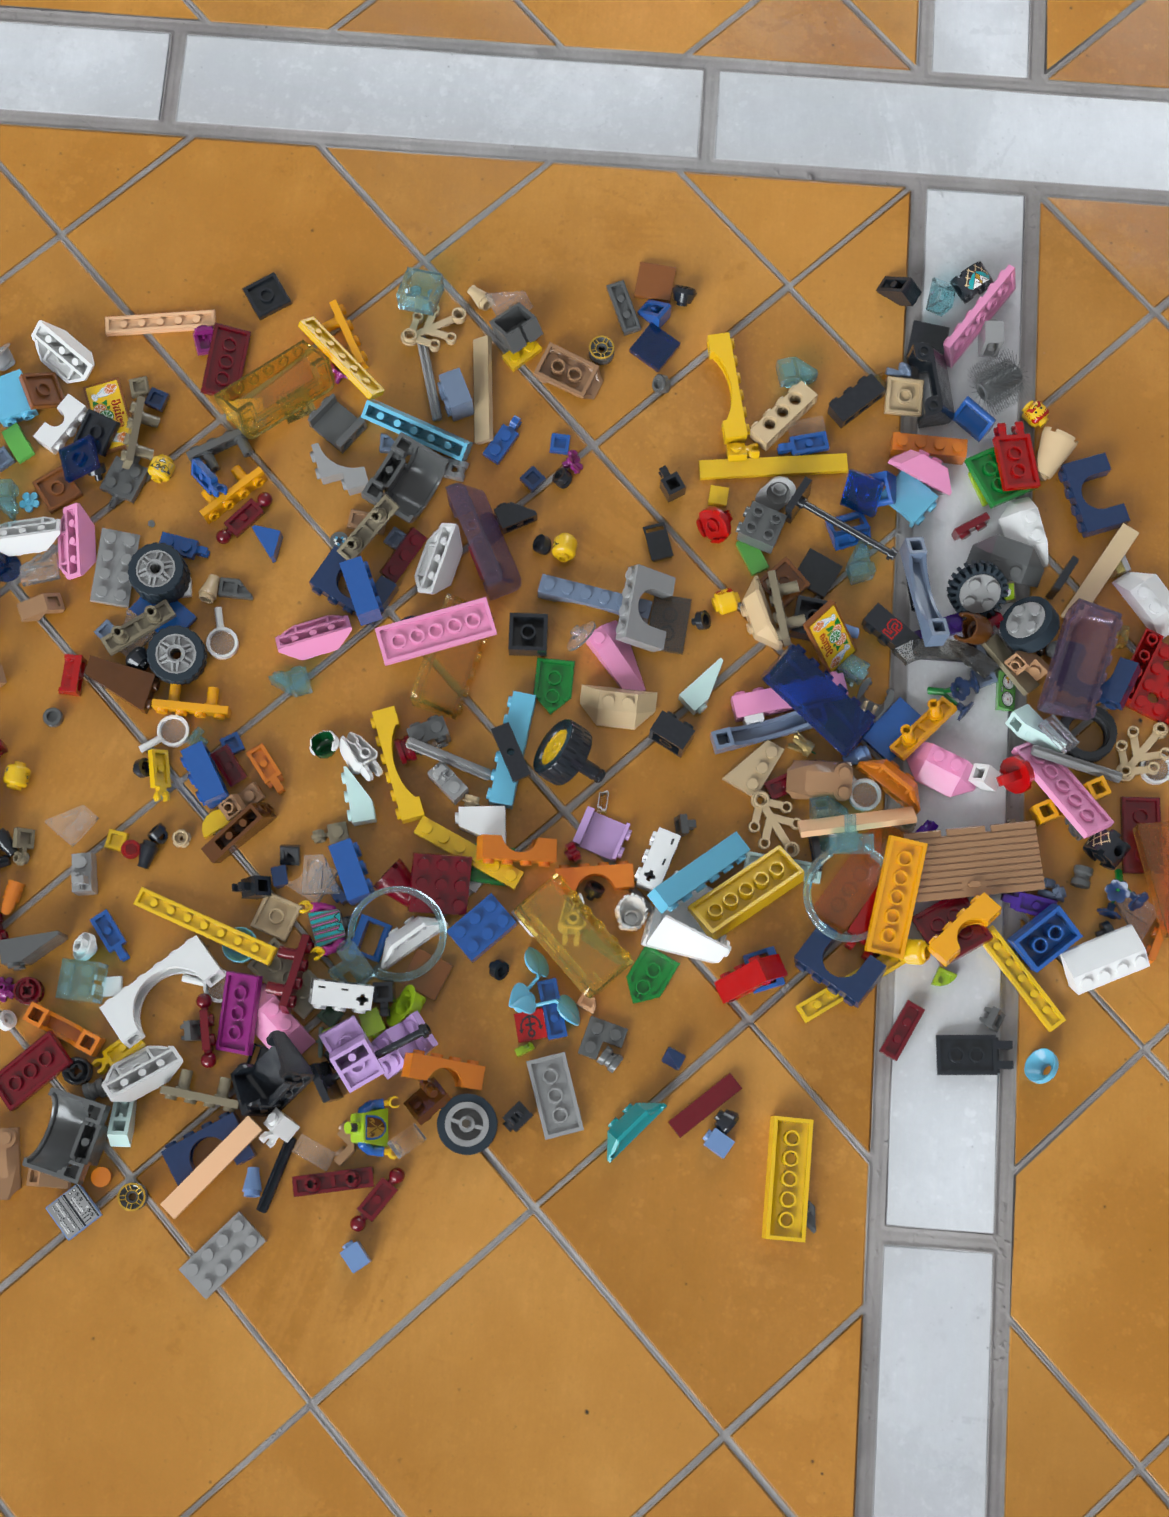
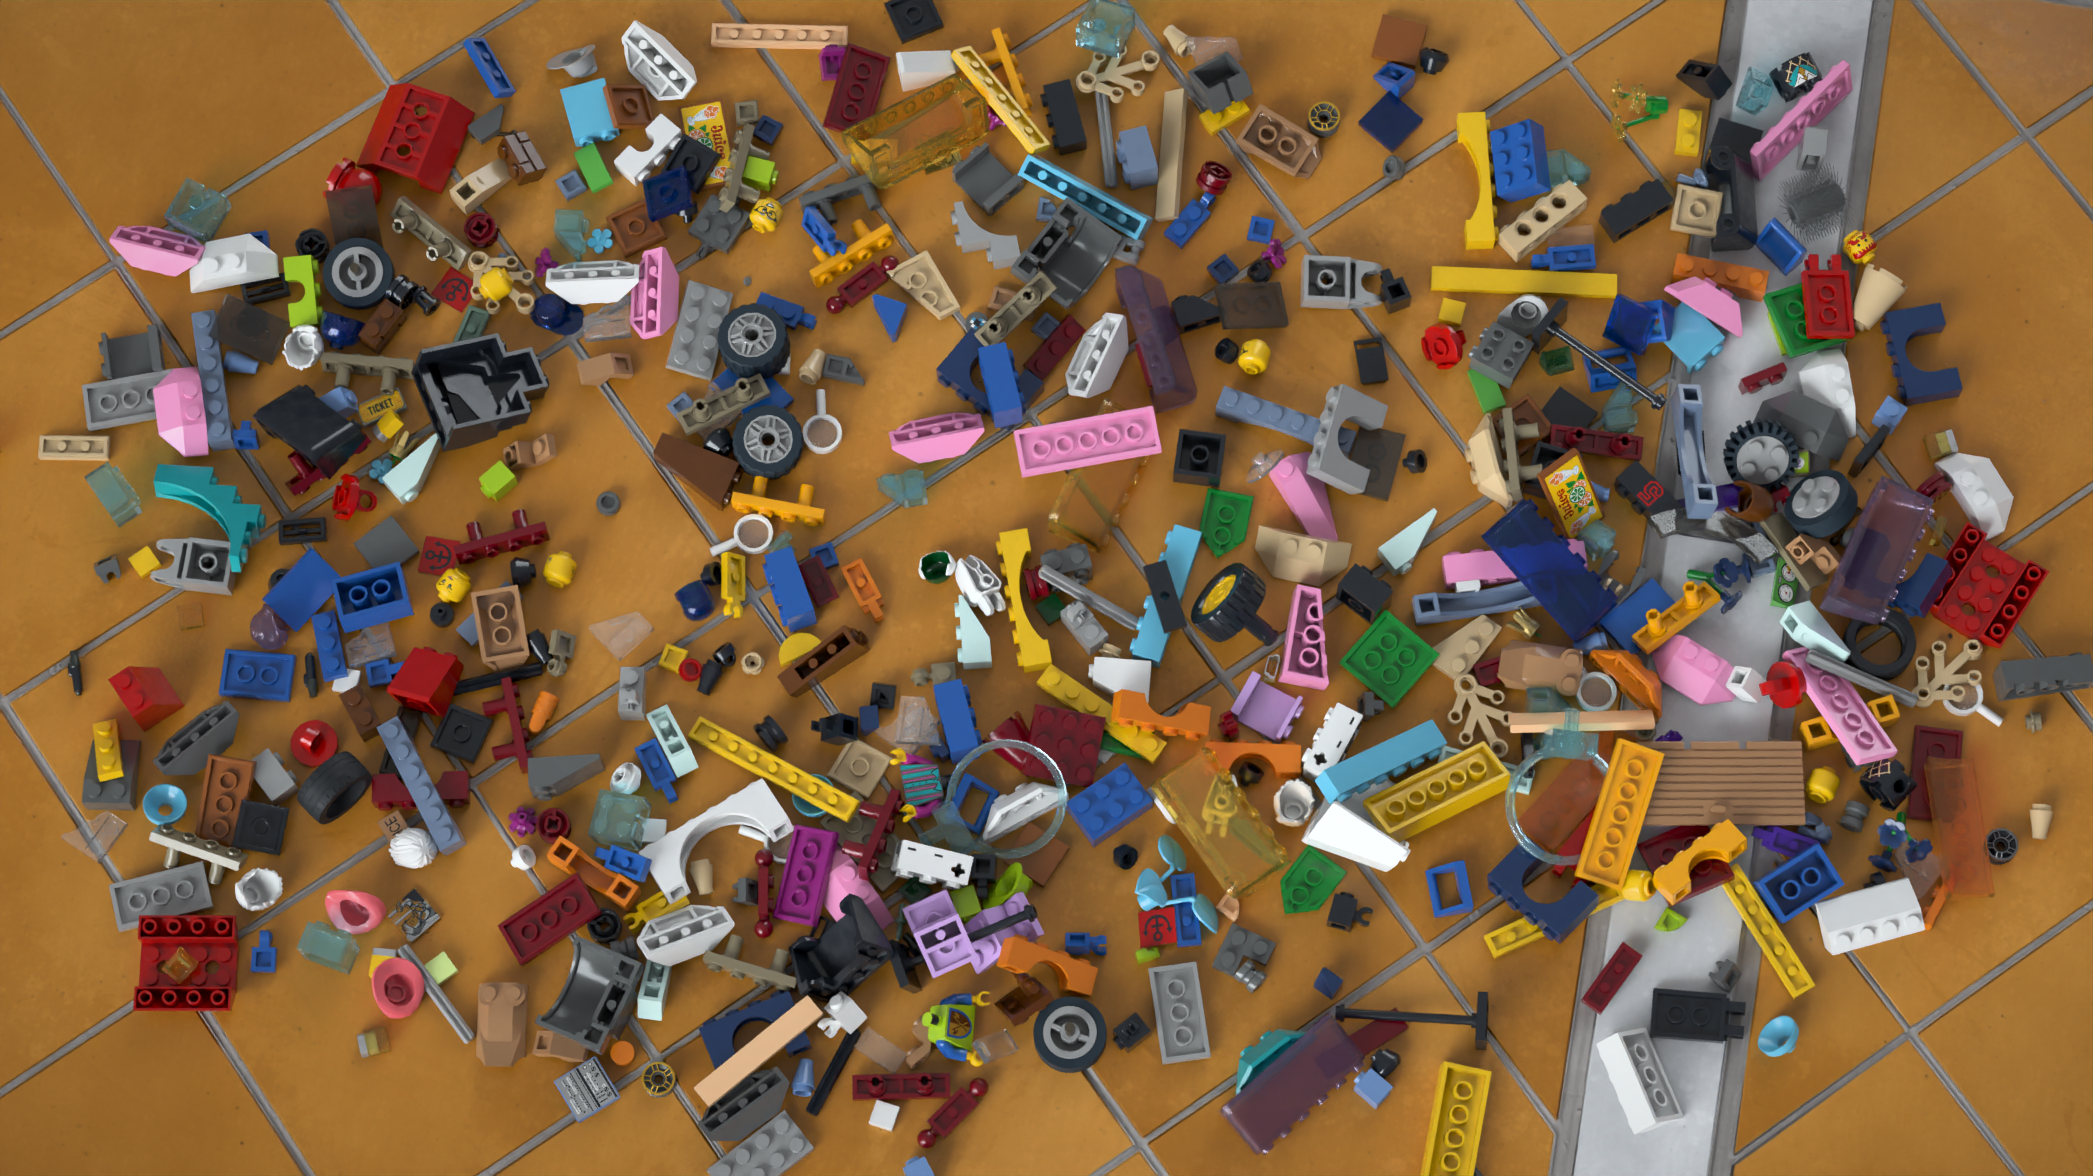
camera: 10 degrees right, 5 degrees down
(72, 675) = (636, 454): red hinge -> none
(88, 1017) = (625, 862): none -> blue plate
(120, 910) = (672, 741): none -> light aqua slope
(130, 791) = (696, 600): none -> clear blue helmet
(153, 435) = (760, 173): none -> lime brick
(154, 1019) = (703, 876): none -> tan cone
(200, 896) = (770, 733): none -> black wheel
(205, 1214) = (745, 1106): none -> dark grey wedge
(237, 802) = (823, 626): medium nougat slope -> none
(277, 337) = (924, 68): none -> white slope
(295, 513) = (925, 284): none -> tan wing
(321, 1206) = (884, 1115): none -> white tile
(393, 367) = (1063, 117): none -> black brick
(419, 769) = (1050, 609): none -> dark green tile
(470, 1045) = (1082, 944): none -> blue plate
(518, 405) = (1214, 177): none -> dark red wheel
(558, 506) = (1251, 305): none -> clear smoke tile
(623, 307) = (1356, 69): dark grey tile -> none
(627, 780) = (1304, 646): none -> bright pink wedge
(631, 481) = (1345, 282): none -> light grey brick
(653, 1149) = (1293, 1085): none -> windscreen
(681, 999) = (1344, 912): none -> black brick
(696, 784) = (1389, 659): none -> green plate
(725, 601) = (1447, 441): yellow head -> none
(739, 451) = (1484, 260): yellow plate -> none
(749, 977) = (1429, 893): red wedge -> none
(761, 369) = (1520, 160): none -> blue brick
(797, 1079) = (1477, 1020): none -> black tile
(806, 528) = (1556, 361): none -> clear green plate
(845, 591) = (1597, 442): none -> dark red plate
(860, 314) = (1653, 104): none -> clear yellow plant
(890, 334) = (1688, 132): none -> yellow plate
(933, 1114) = (1639, 1080): none -> white slope
(1054, 853) = (1822, 784): none -> yellow head
(1058, 734) = (1841, 638): clear tile -> none
(1074, 546) = (1889, 414): none -> medium blue brick
(1105, 566) = (1927, 440): tan tile -> none
(1115, 600) = (1935, 487): none -> dark red wheel

